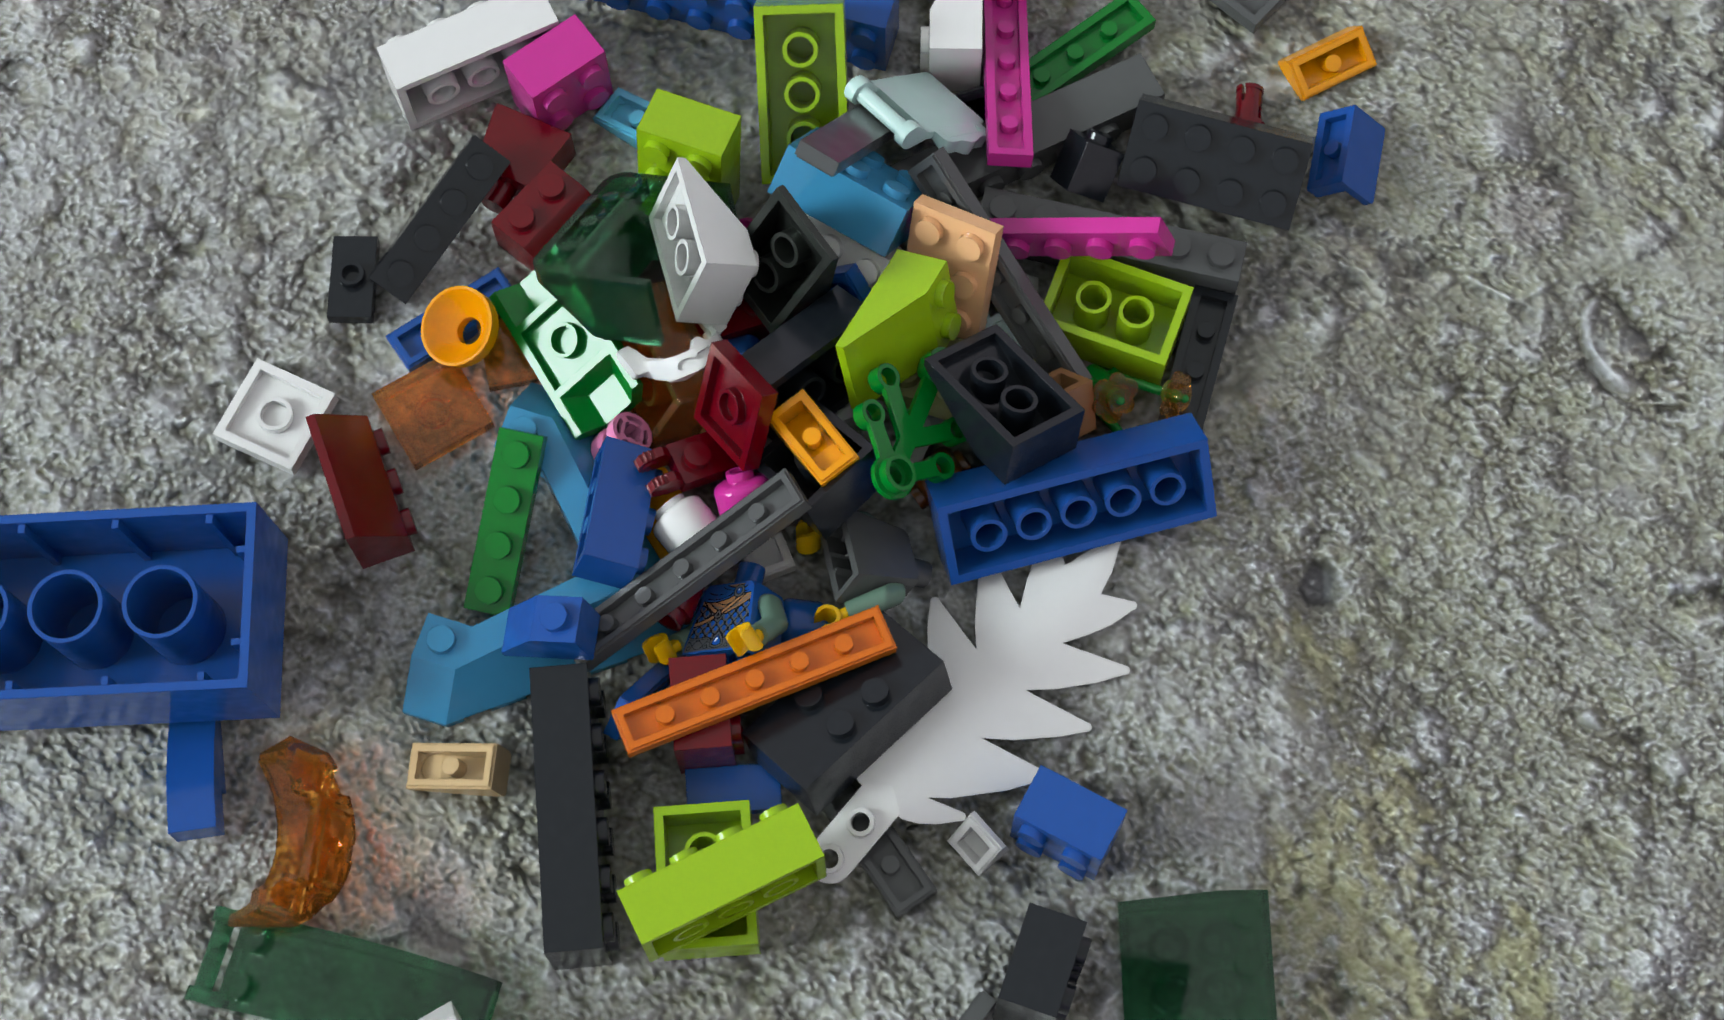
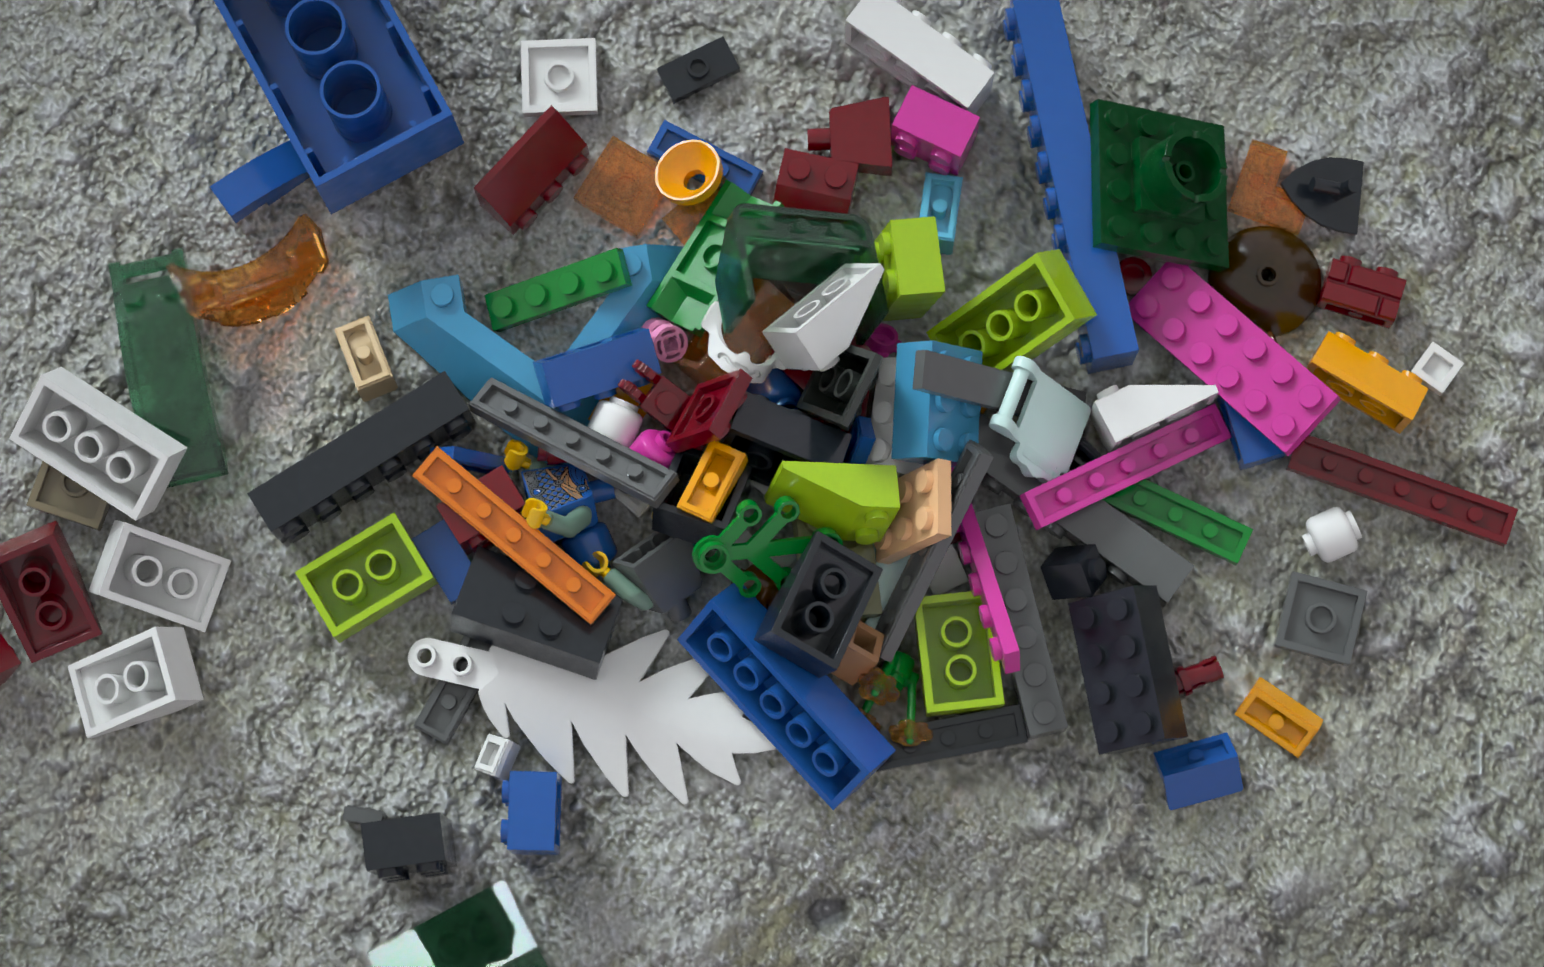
camera: 65 degrees right, 10 degrees up
(439, 219) = (771, 108): black plate -> none
(552, 628) = (482, 371): blue slope -> none
(723, 880) = (352, 590): lime brick -> none

